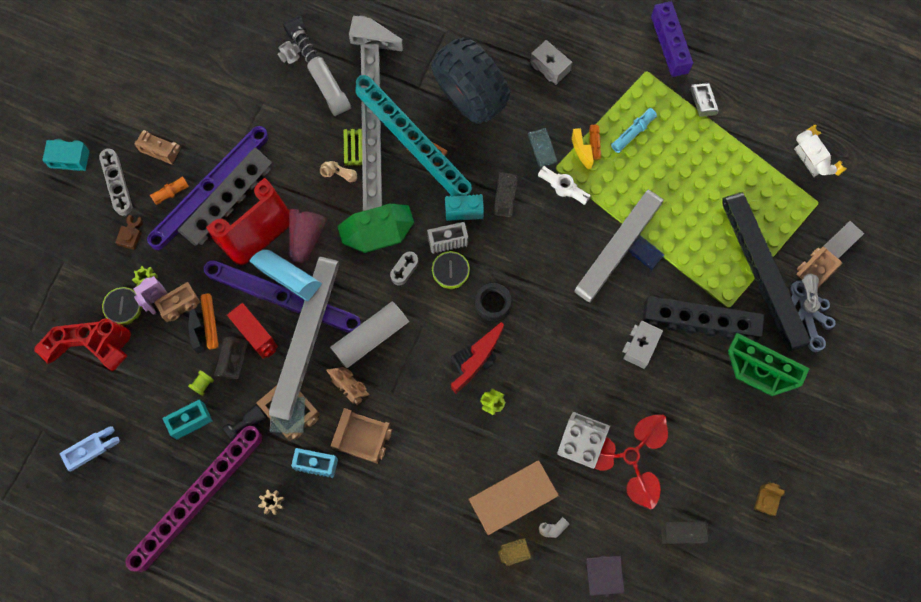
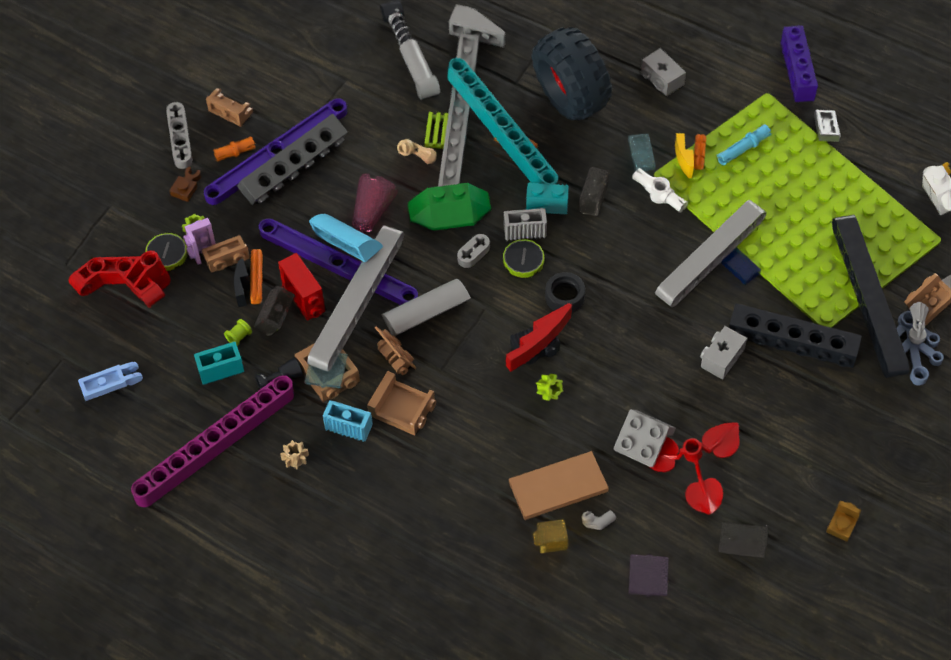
camera: 10 degrees right, 15 degrees down
(66, 155) = (132, 103): teal brick -> none
(254, 228) = (317, 190): red windscreen -> none
(289, 52) = (382, 33): light grey gear -> none
(765, 367) = (854, 386): green wedge -> none

